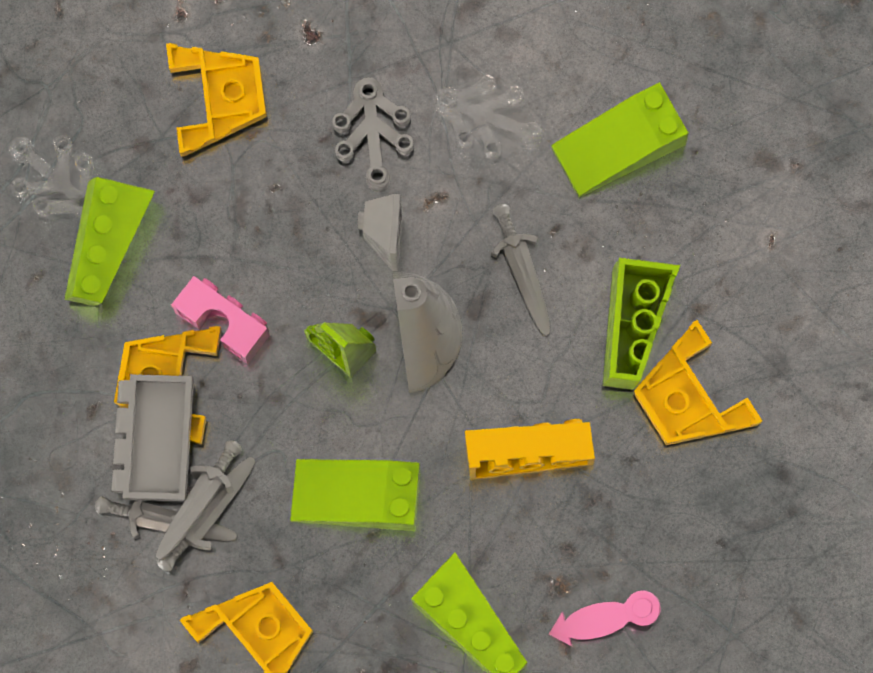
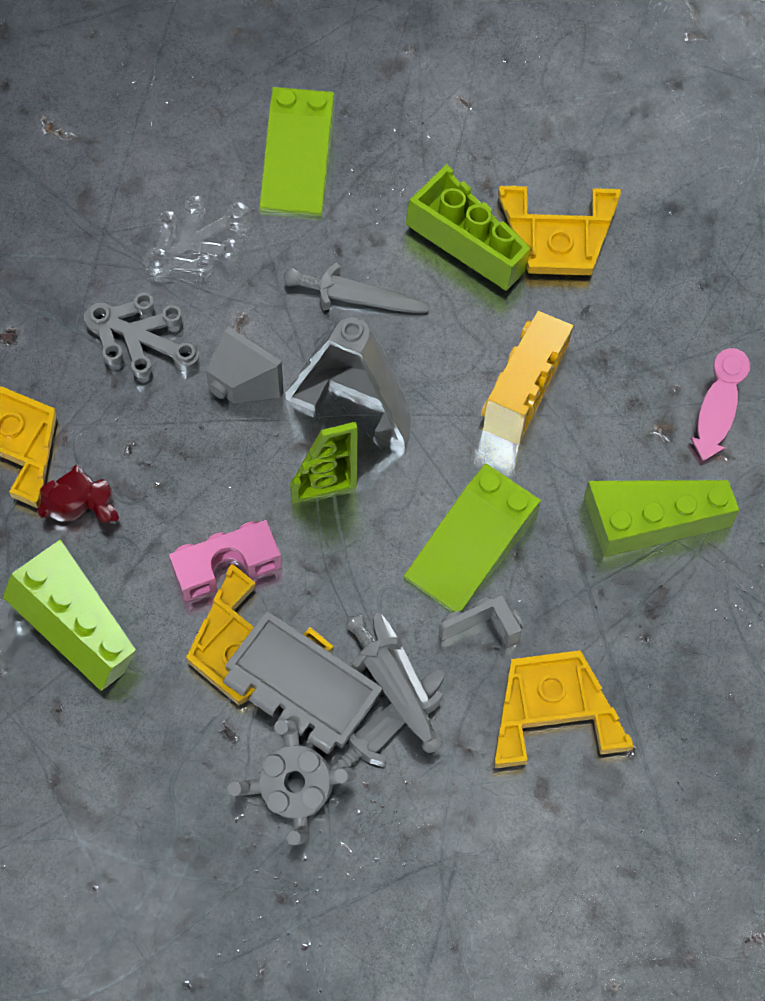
camera: 65 degrees left, 10 degrees down
(62, 476) = (275, 788): none -> light grey plate
(205, 176) = (74, 495): none -> dark red animal
(302, 559) = (505, 620): none -> light grey bracket

